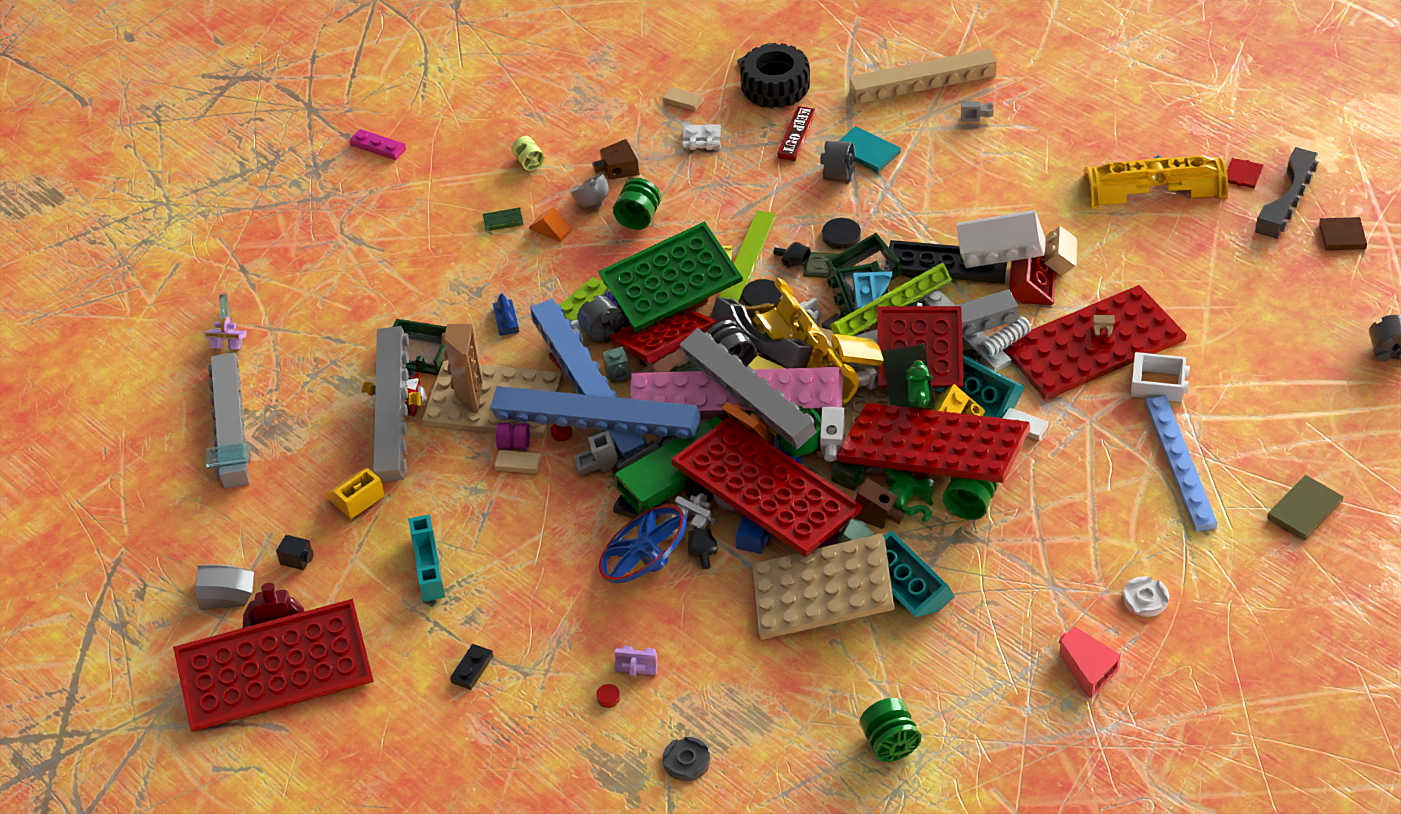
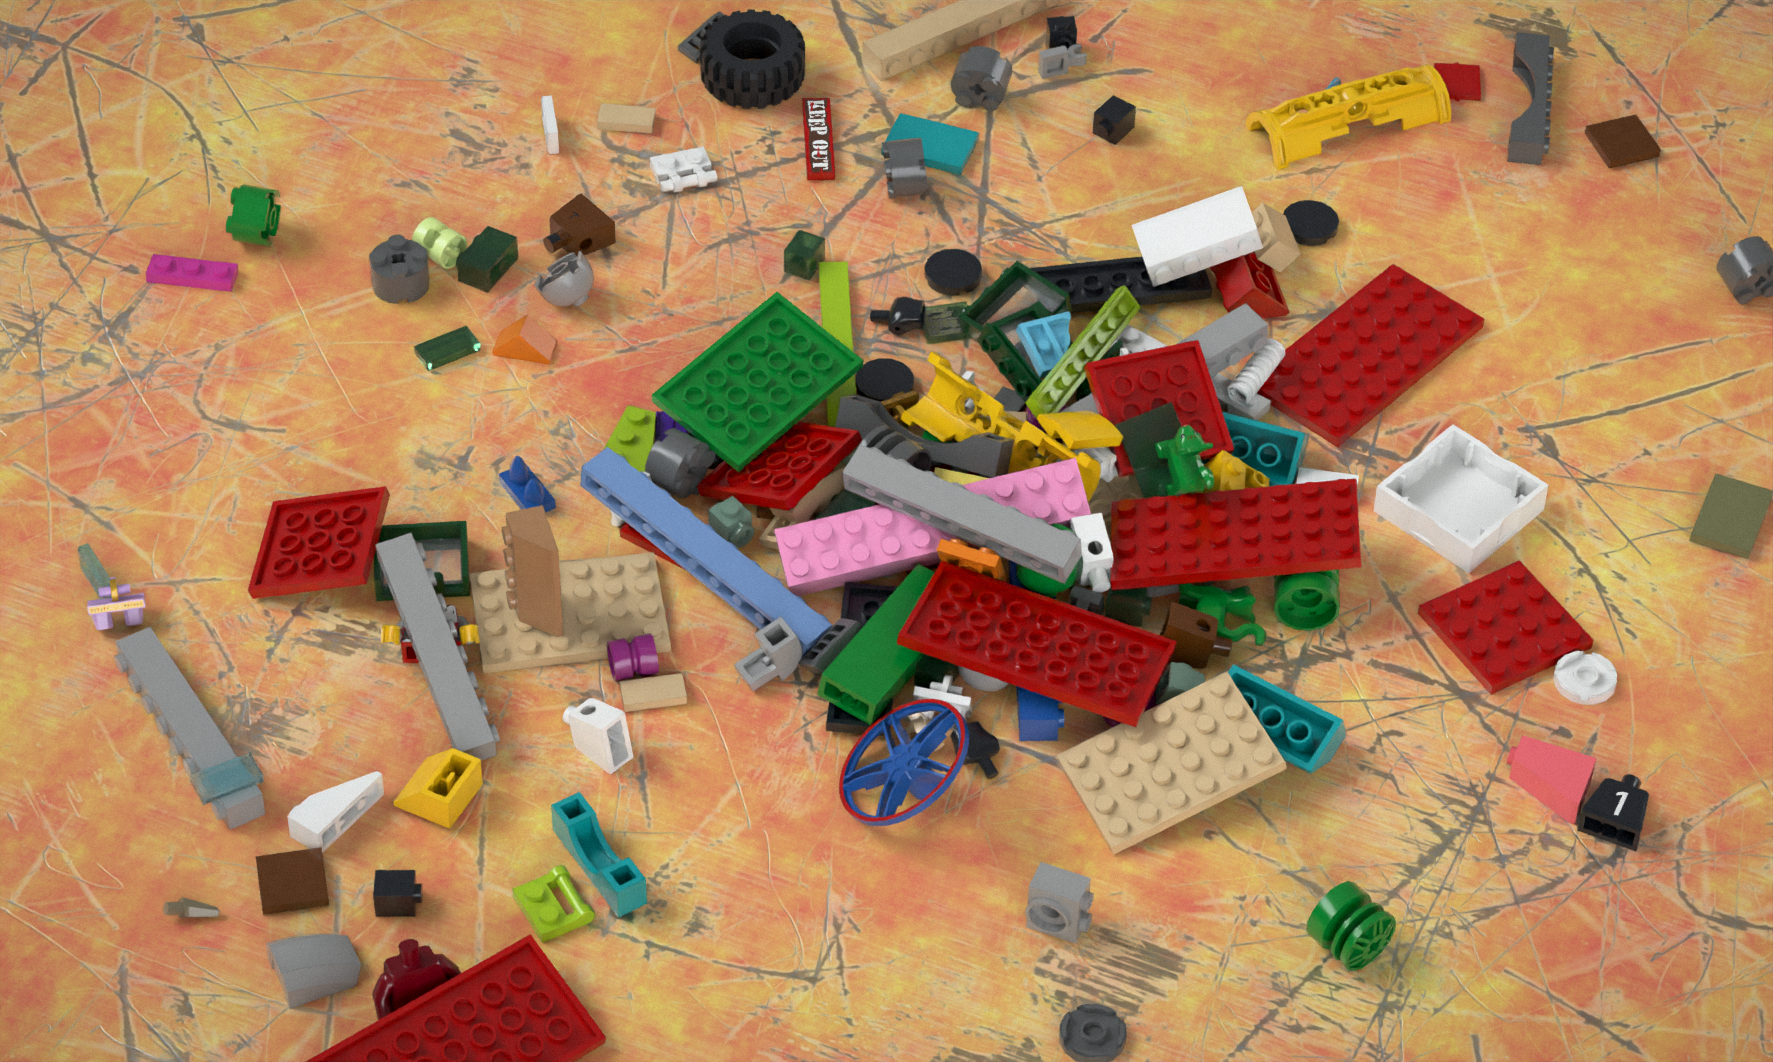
camera: 25 degrees left, 0 degrees up
(172, 532) = (190, 909): none -> dark tan bar
(241, 529) = (292, 880): none -> reddish brown tile
(285, 491) = (332, 811): none -> white slope
(356, 321) = (319, 542): none -> red plate
(380, 583) = (544, 910): none -> lime plate
(425, 115) = (254, 215): none -> green brick
(463, 473) = (600, 733): none -> white torso
(471, 666) = (734, 988): black plate -> none
(495, 165) = (399, 270): none -> dark grey brick
(552, 169) = (487, 259): none -> clear green brick
(561, 433) = (693, 635): red tile -> none
(596, 412) = (747, 595): medium blue brick -> none
(608, 695) = (945, 978): red tile -> none
(632, 94) = (549, 124): none -> white tile
(636, 661) = (963, 923): lavender hips -> none
(637, 203) = (646, 286): green wheel -> none
(699, 663) = (1059, 903): none -> light grey brick
(748, 203) = (804, 255): none -> clear green brick
(820, 466) = (1087, 600): none -> dark grey tile
(915, 112) = (981, 78): none -> dark grey brick
(983, 92) = (1061, 32): none -> black brick
(992, 155) = (1114, 120): none -> black brick
(1096, 246) = (1312, 222): none -> black tile
(1103, 322) = (1377, 324): tan tile -> none
(1104, 548) = (1504, 626): none -> red plate
(1111, 452) = (1460, 498): none -> white tile
(1122, 696) = (1616, 812): none -> black torso
(1159, 364) = (1471, 366): white window -> none
(1181, 464) = (1560, 500): light blue plate -> none

